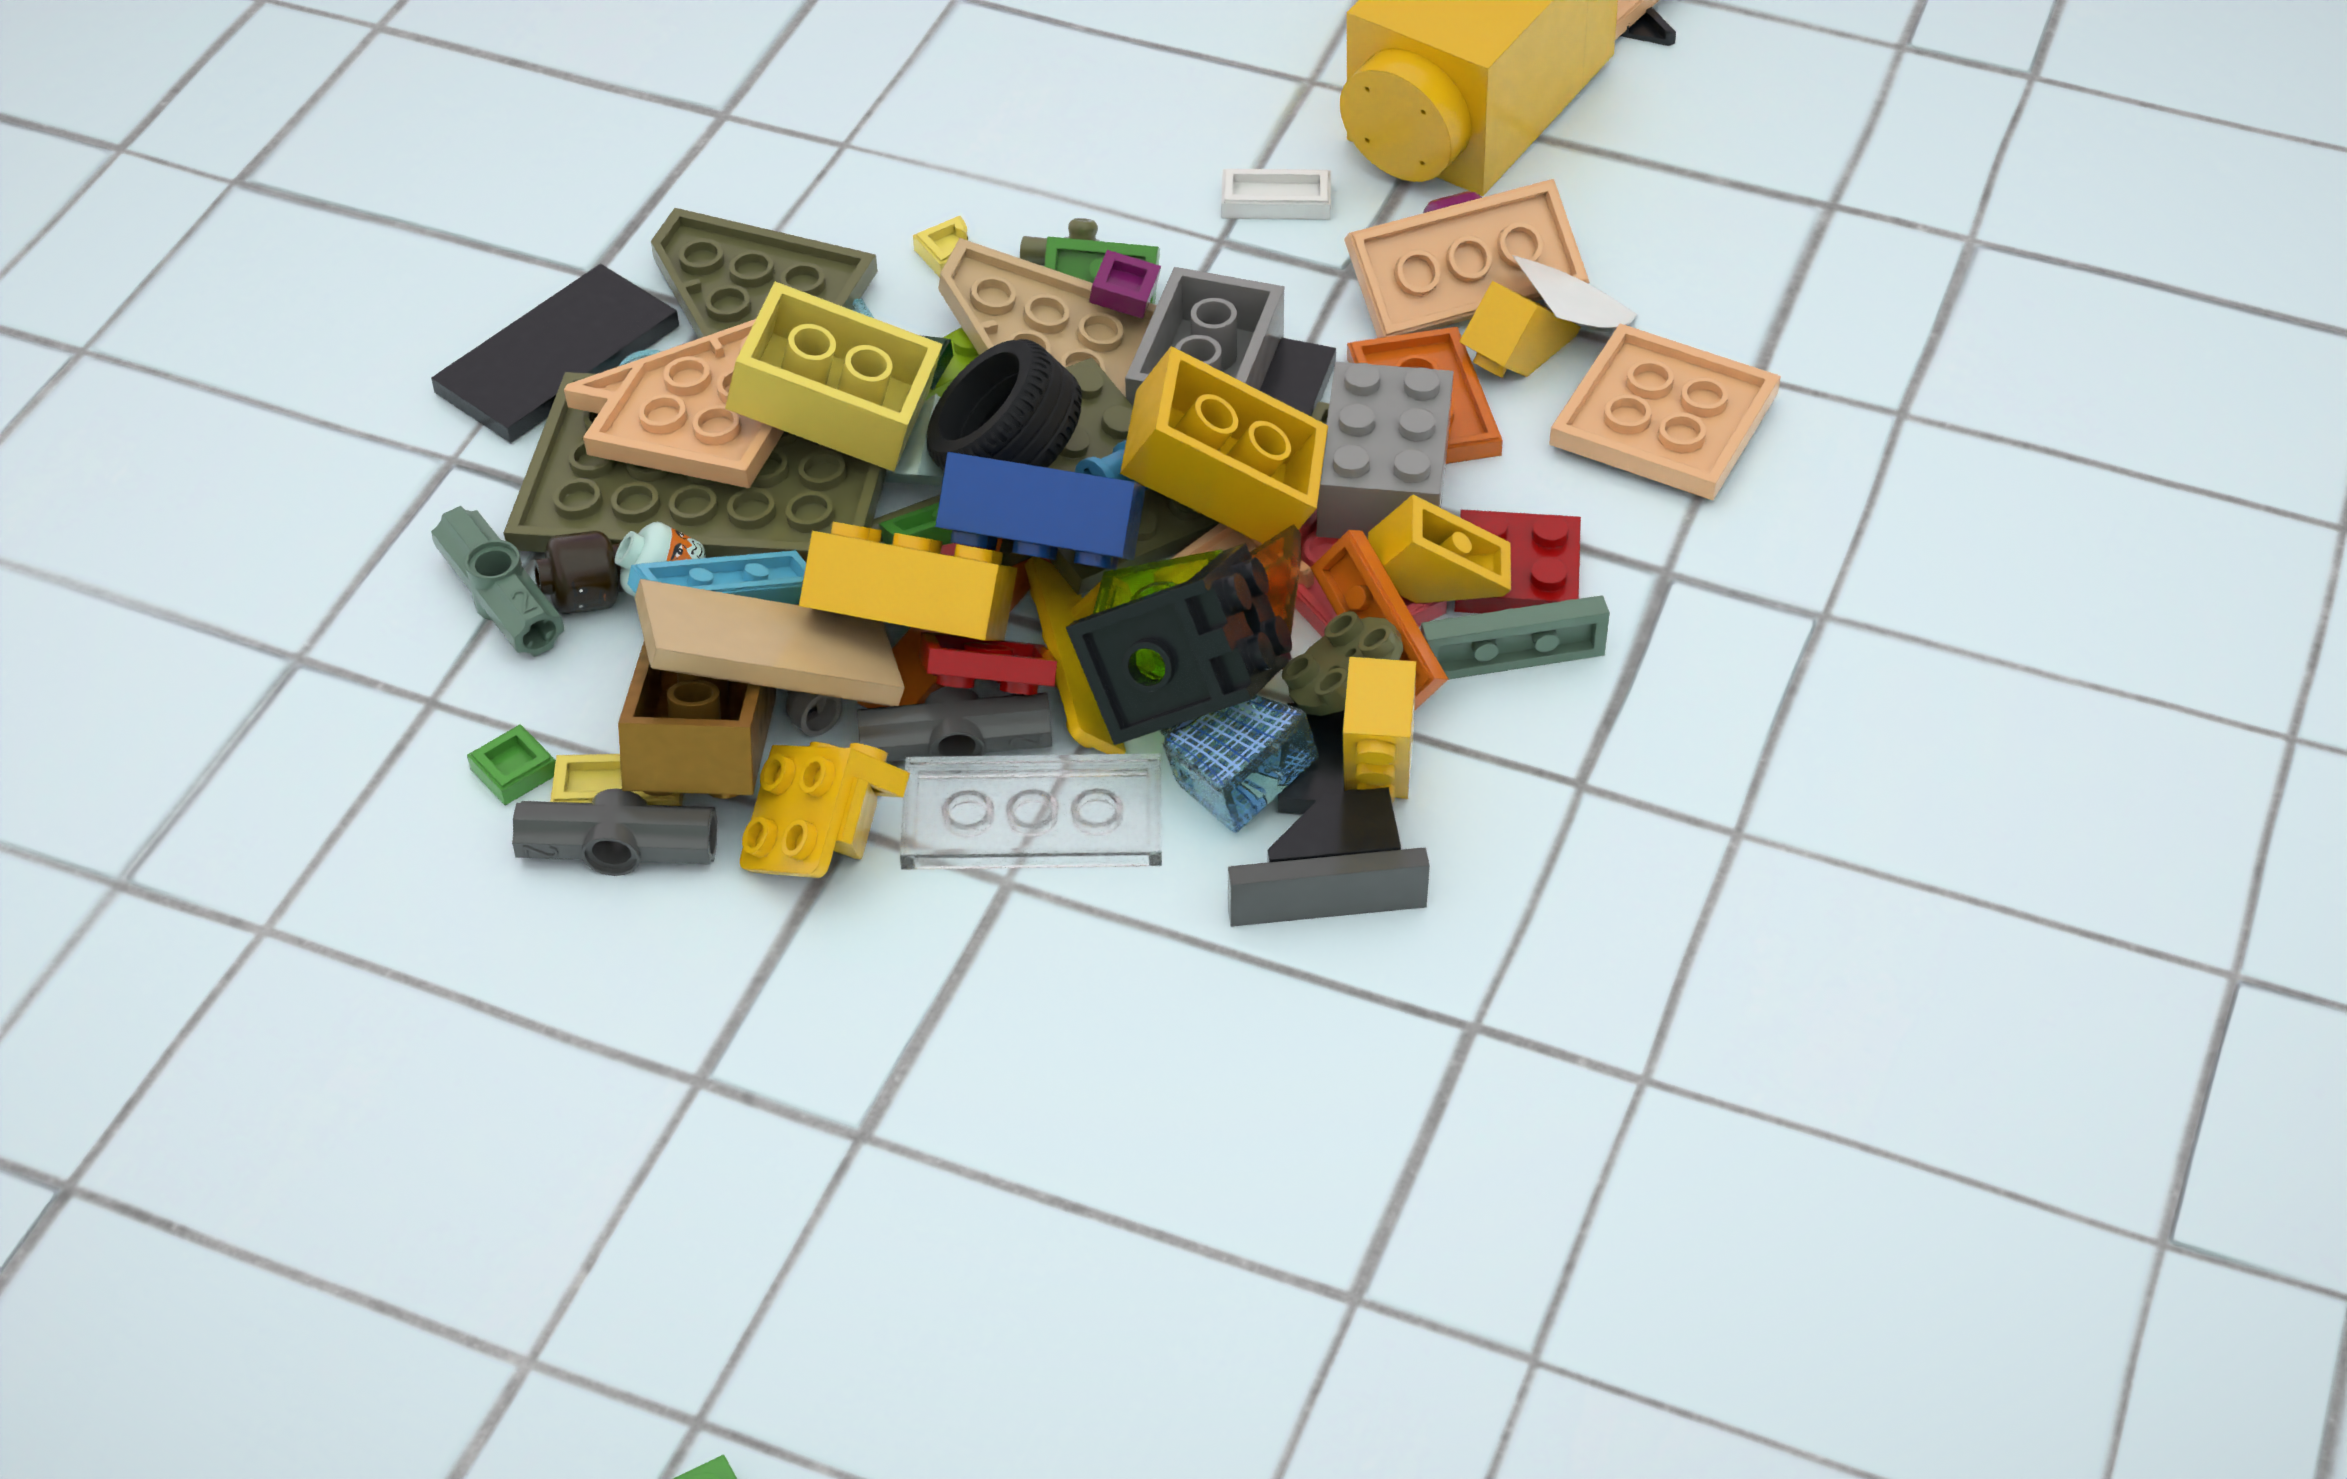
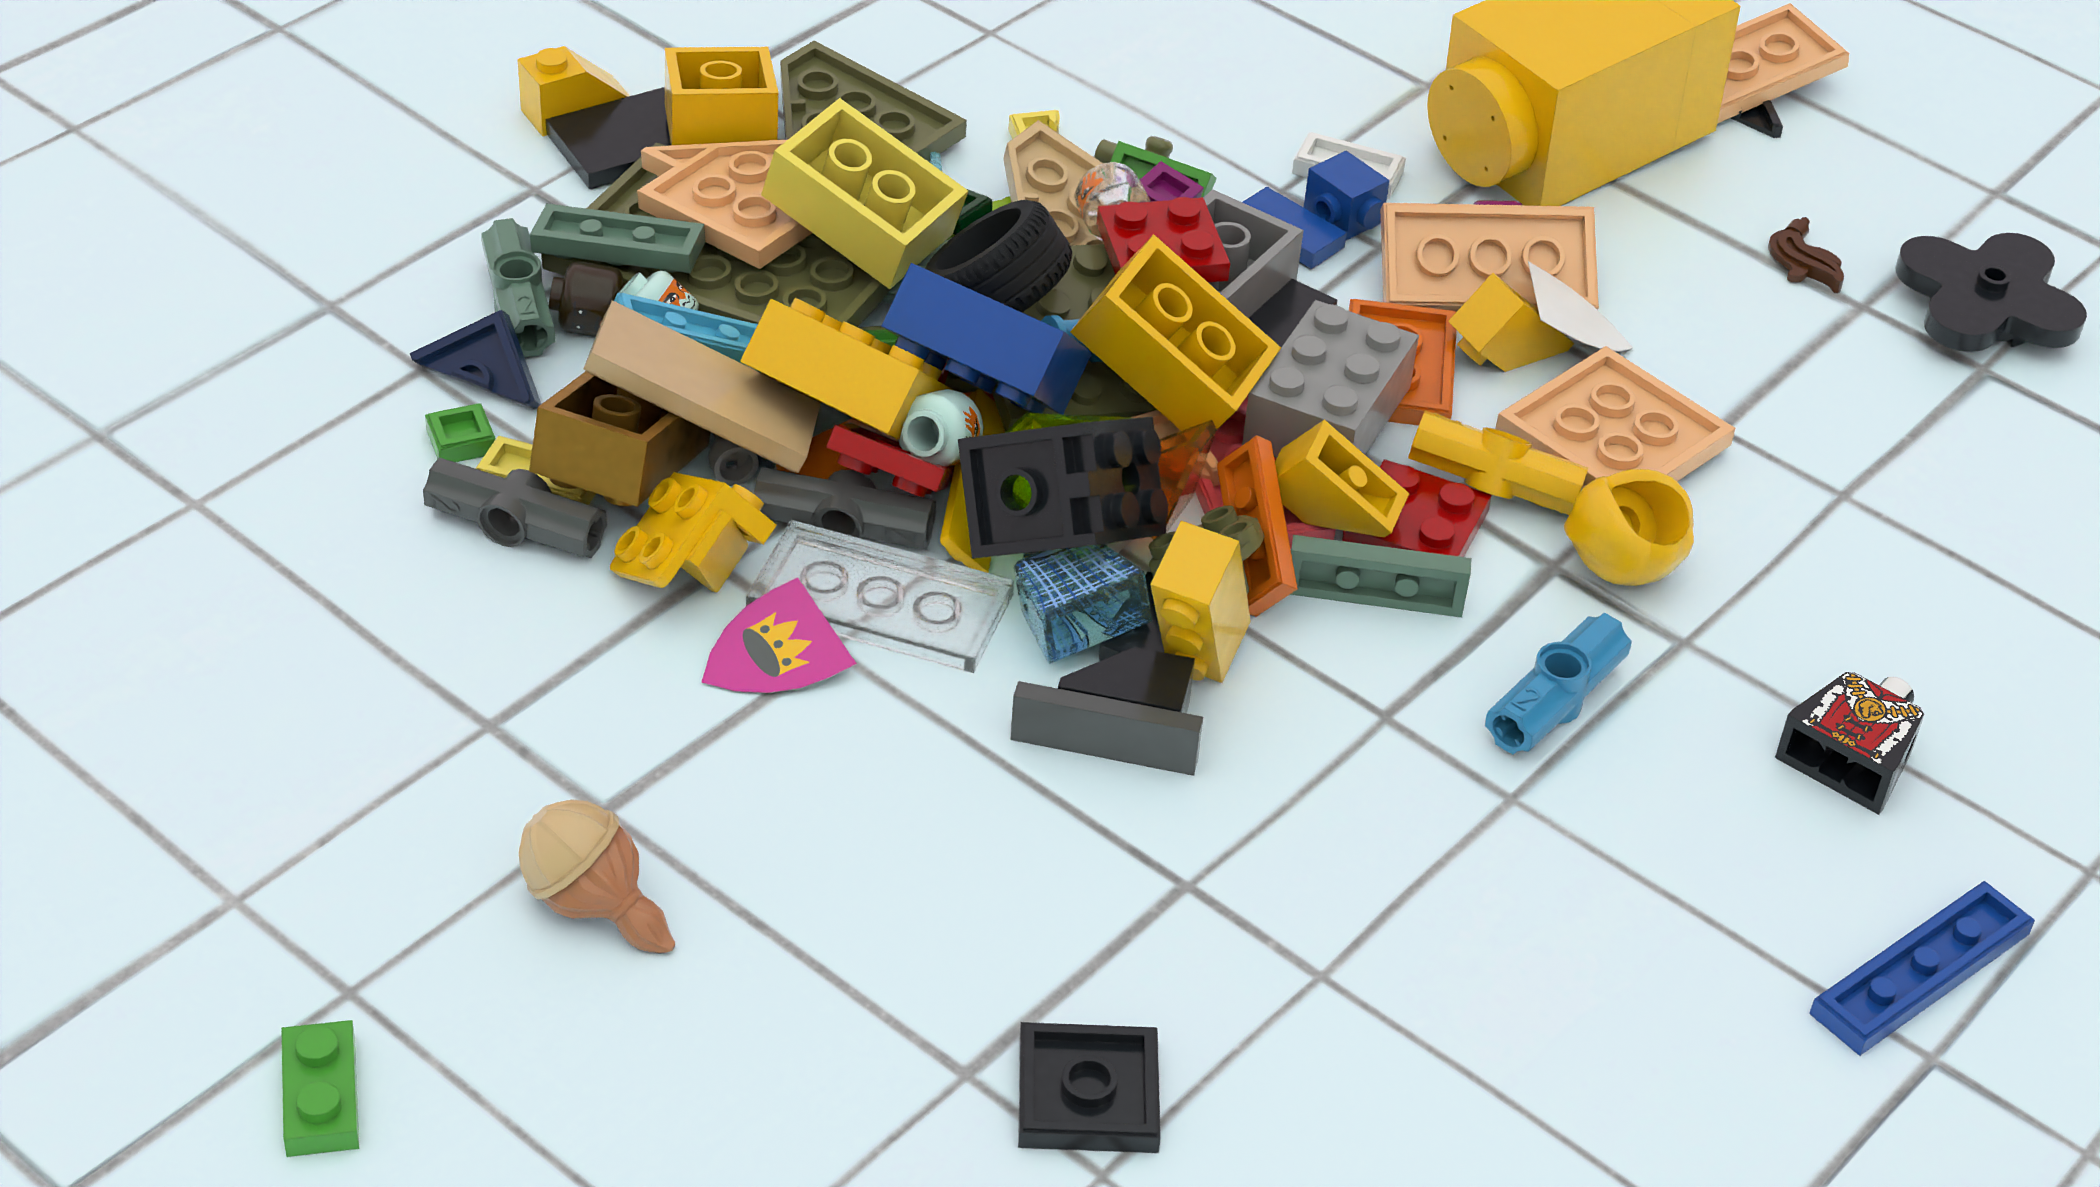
camera: 15 degrees right, 5 degrees down
(432, 335) = (560, 83): none -> yellow slope
(500, 670) = (484, 357): none -> dark blue tile
(585, 497) = (617, 238): none -> sand green plate
(619, 304) = (720, 95): none -> yellow brick
(892, 1209) = (589, 868): none -> piece
(955, 899) = (777, 645): none -> dark pink sticker
(1030, 615) = (937, 424): none -> light aqua head
(1079, 309) = (1107, 185): none -> clear head
(1138, 332) = (1179, 223): none -> red plate
(1244, 265) = (1319, 236): none -> blue tile
(1294, 230) = (1346, 193): none -> blue brick
(1481, 1273) = (1088, 1087): none -> black tile
(1575, 482) = (1497, 462): none -> yellow piece
(1735, 701) = (1558, 683): none -> dark azure piece
(1737, 513) = (1632, 526): none -> yellow piece
(1757, 171) = (1803, 259): none -> reddish brown piece
(1950, 159) = (1990, 292): none -> black plant
(2033, 670) = (1854, 737): none -> torso
(2188, 887) = (1921, 967): none -> blue tile

